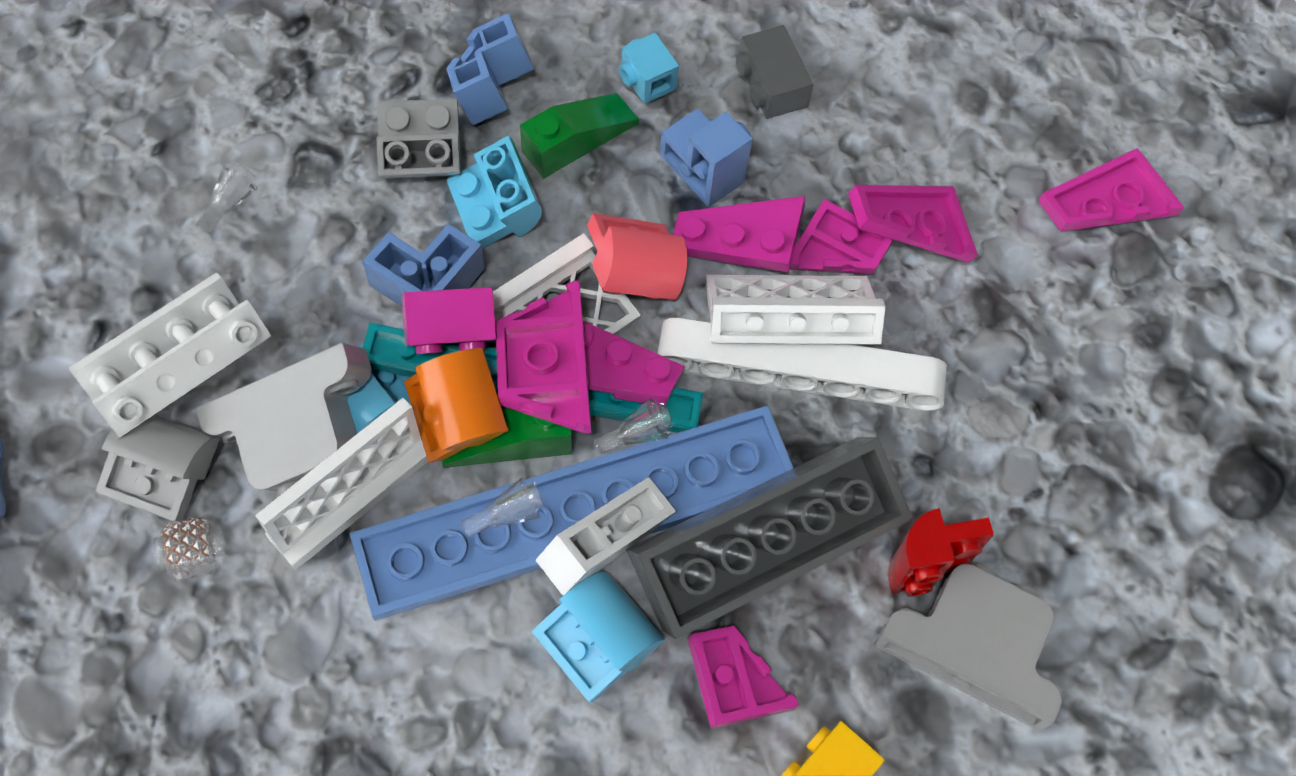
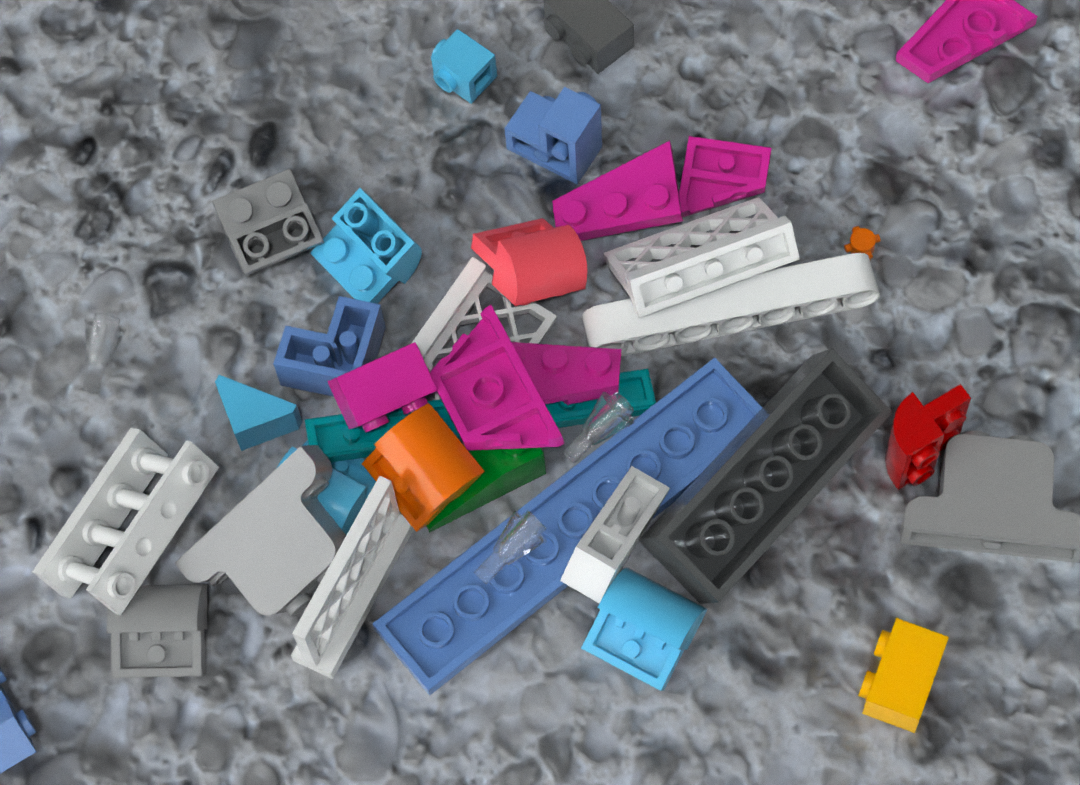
camera: 10 degrees left, 0 degrees up
(188, 549) = (228, 694): clear head -> none
(330, 302) = (256, 414): none -> medium azure slope
(491, 59) = (302, 116): medium blue brick -> none
(573, 130) = (415, 157): green slope -> none
(734, 679) = (785, 620): dark pink wing -> none
(916, 216) = (784, 120): dark pink wing -> none
(946, 350) = (862, 241): none -> orange piece

